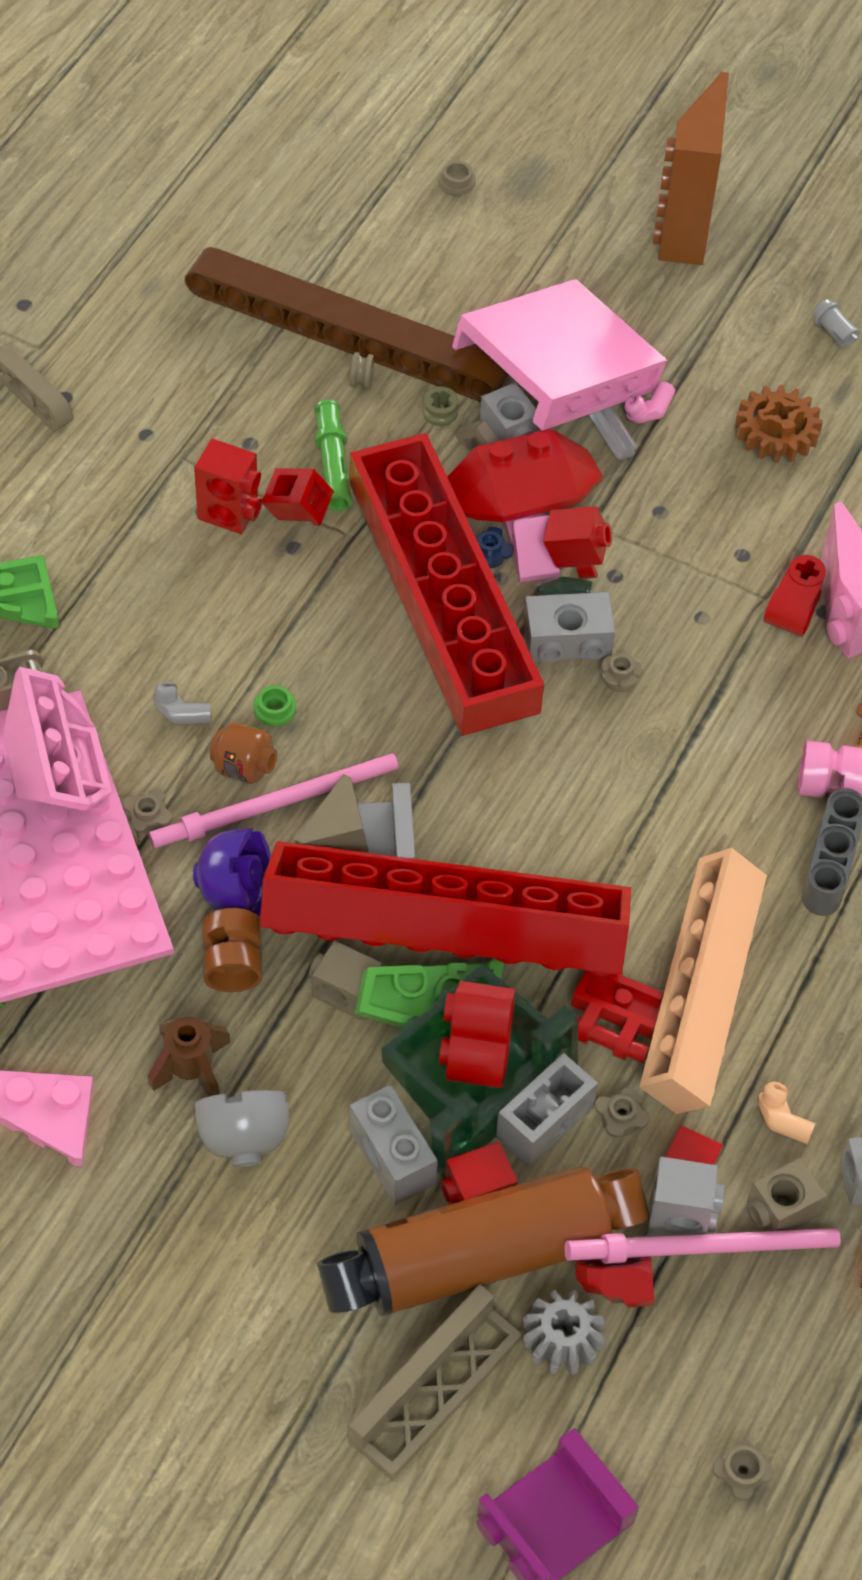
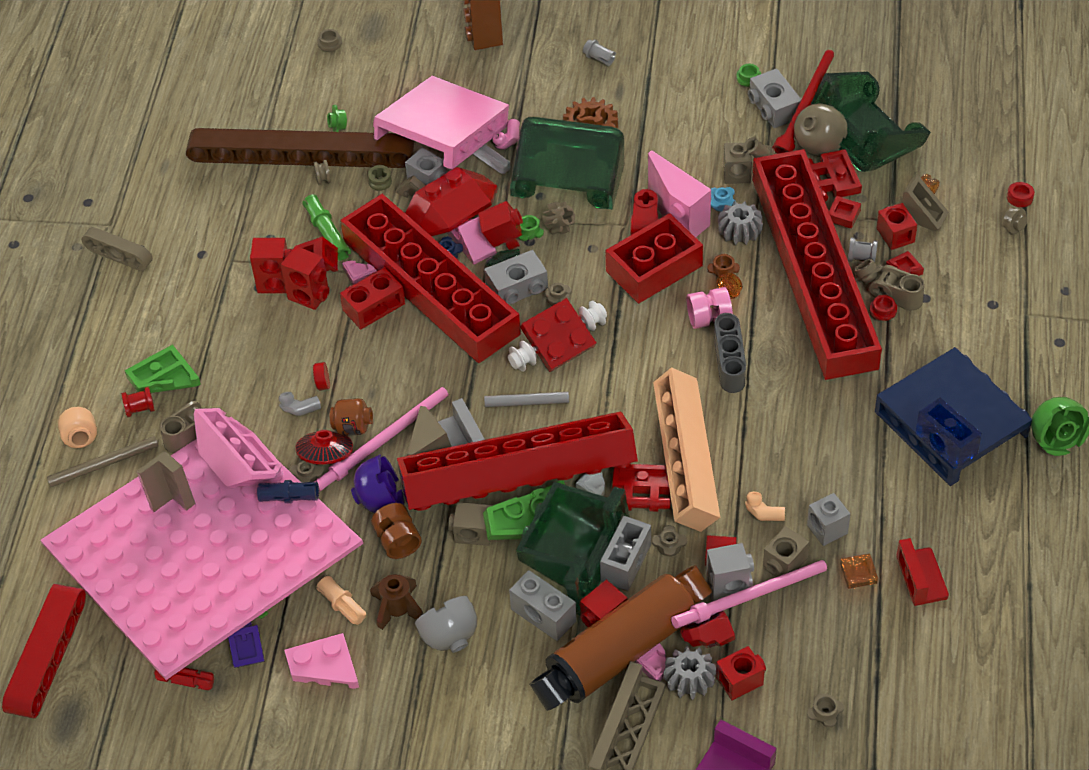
camera: 15 degrees left, 5 degrees down
(100, 836) = (288, 491): none -> dark blue pin
(112, 1025) = (341, 600): none -> light nougat axle
(187, 785) = (324, 447): none -> dish
(229, 676) = (321, 376): none -> red tile
(266, 521) = (305, 278): none -> red brick
(274, 697) = (357, 384): bright green plate -> none
(351, 537) = (357, 271): none -> bright pink tile
(351, 584) = (372, 298): none -> red brick
(416, 299) = (337, 119): none -> bright green plate
(479, 1033) = (570, 521): red brick -> none
(507, 815) = (526, 399): none -> light grey bar
(518, 1294) = (653, 663): none -> bright pink tile
(546, 985) = (592, 483): none -> white tile
(592, 734) = (557, 335): none -> red plate
(622, 547) = (530, 228): none -> bright green plate
(627, 1378) = (736, 683): none -> red brick
(669, 555) = (558, 217): none -> dark tan gear
(720, 472) = (569, 158): none -> clear green windscreen
(782, 666) = (654, 258): none -> red brick

